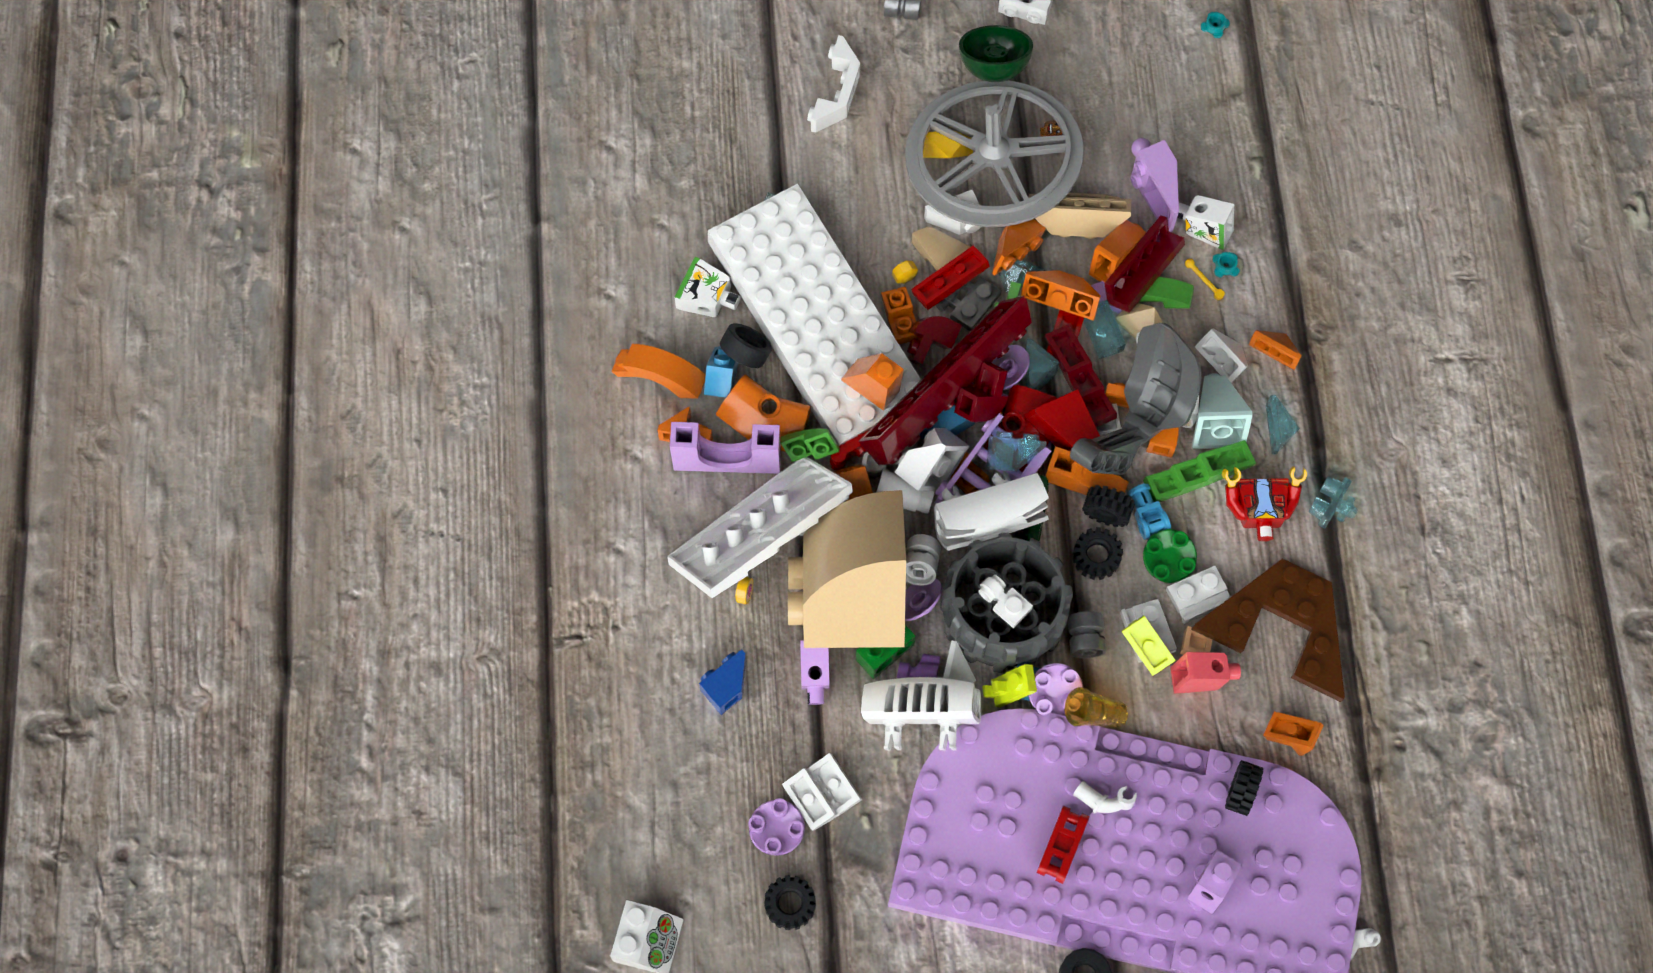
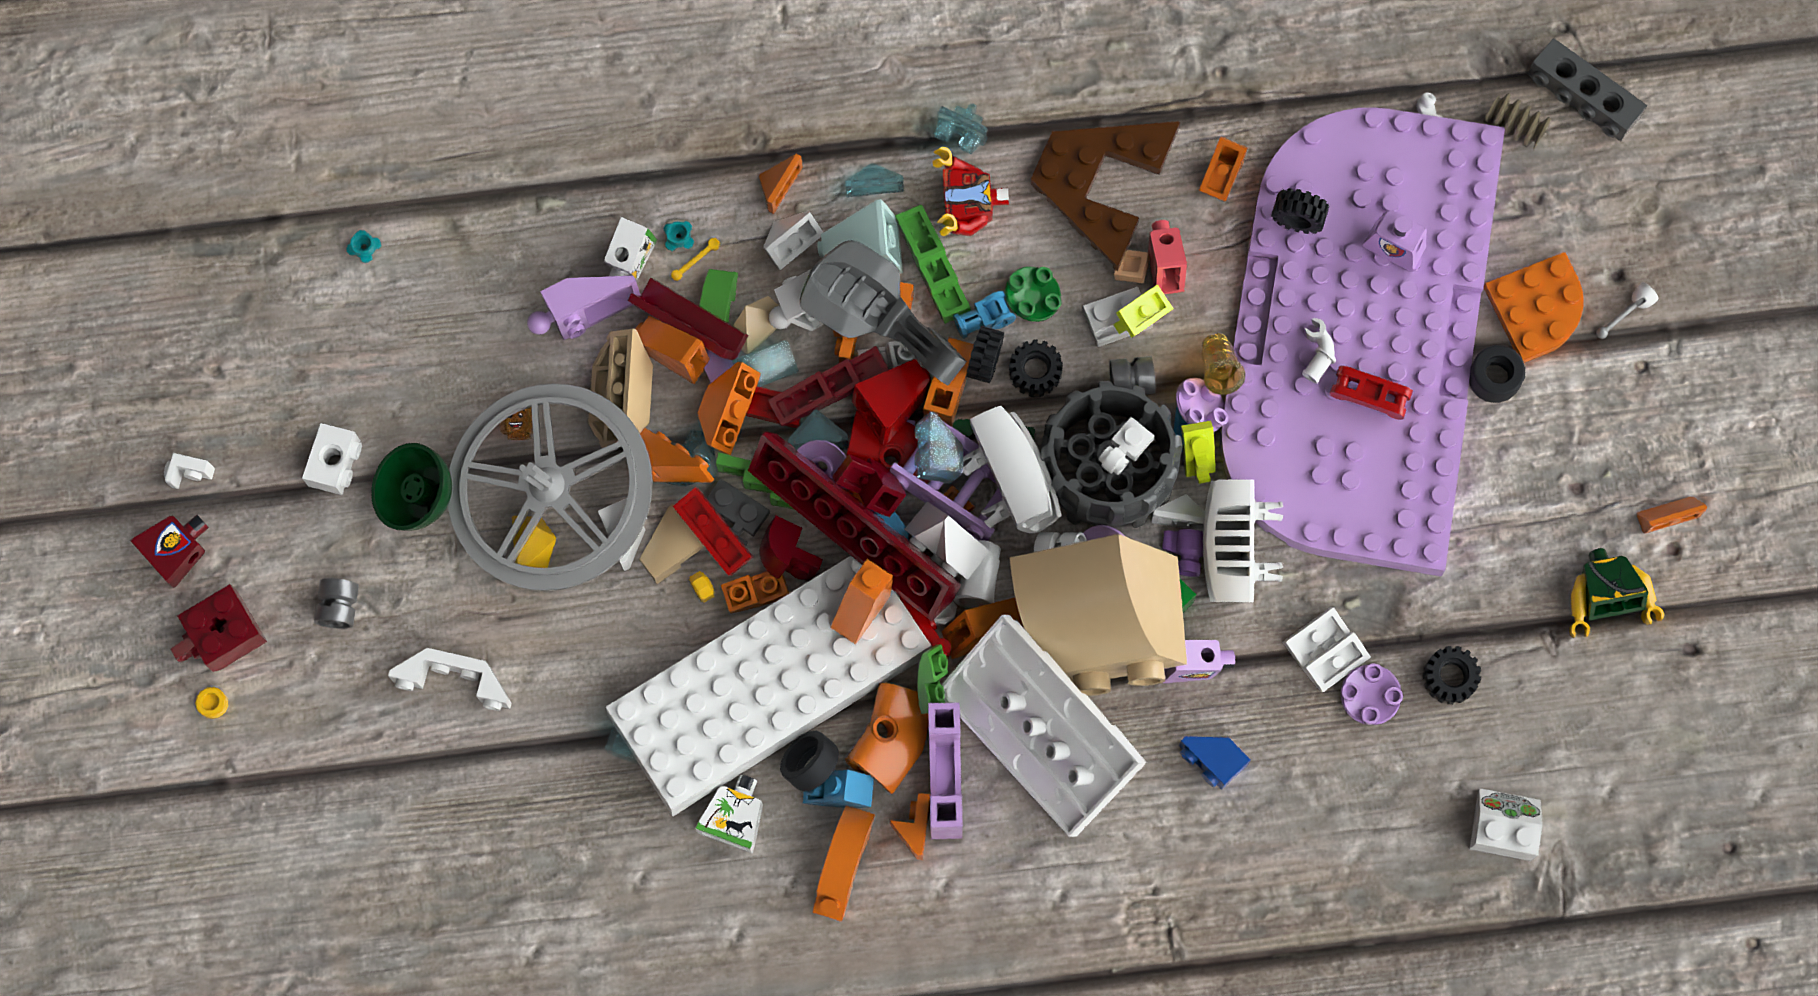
camera: 90 degrees left, 5 degrees up
(1198, 594) = (1073, 265): white plate -> none

